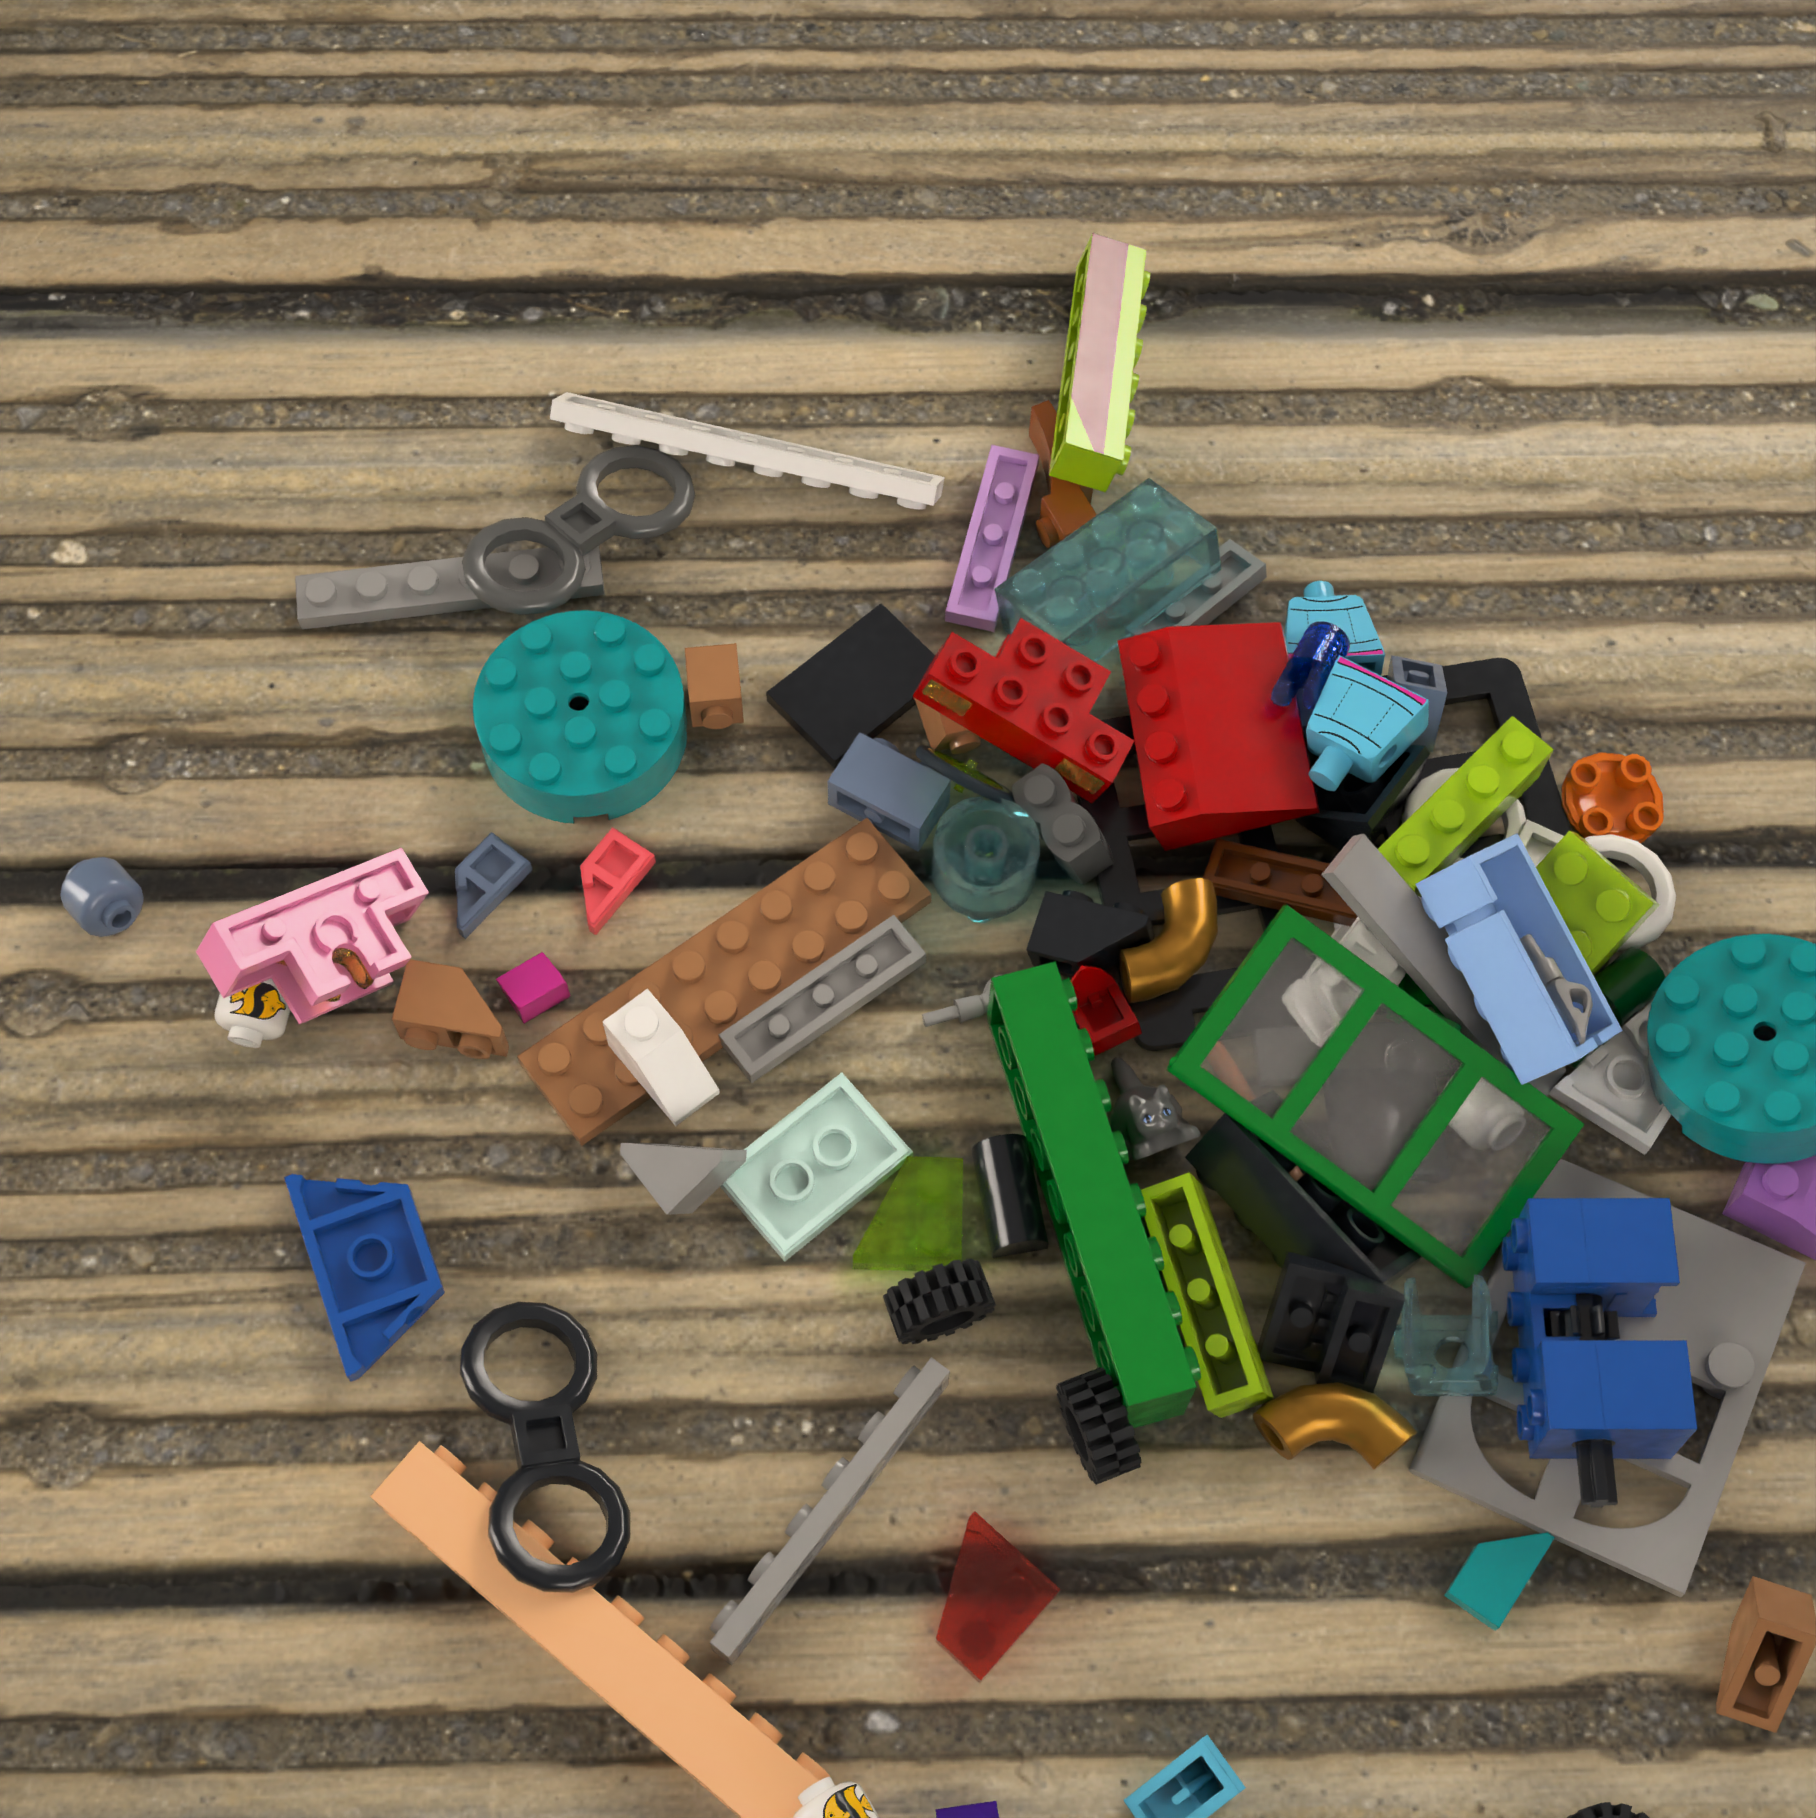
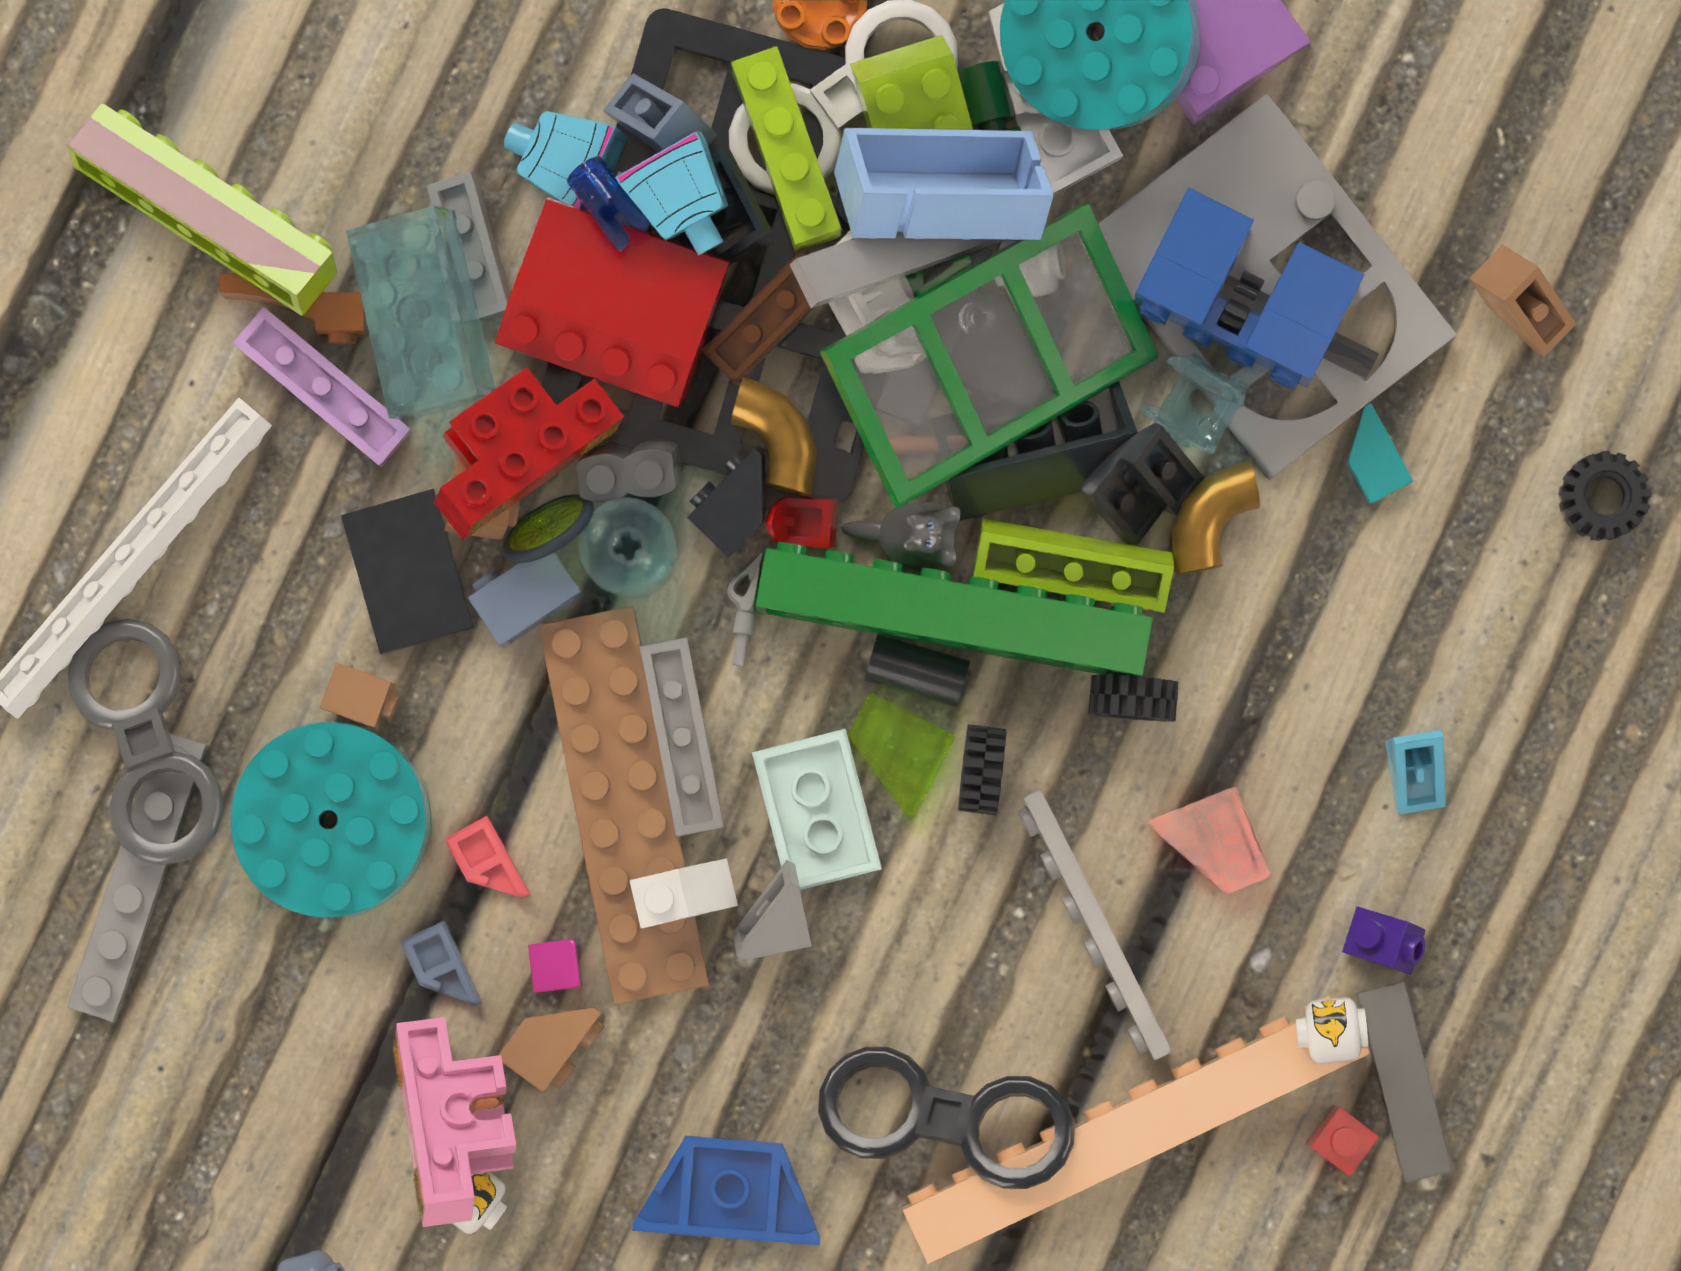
camera: 60 degrees left, 20 degrees up
(1560, 990) = (977, 171): light grey hand -> none

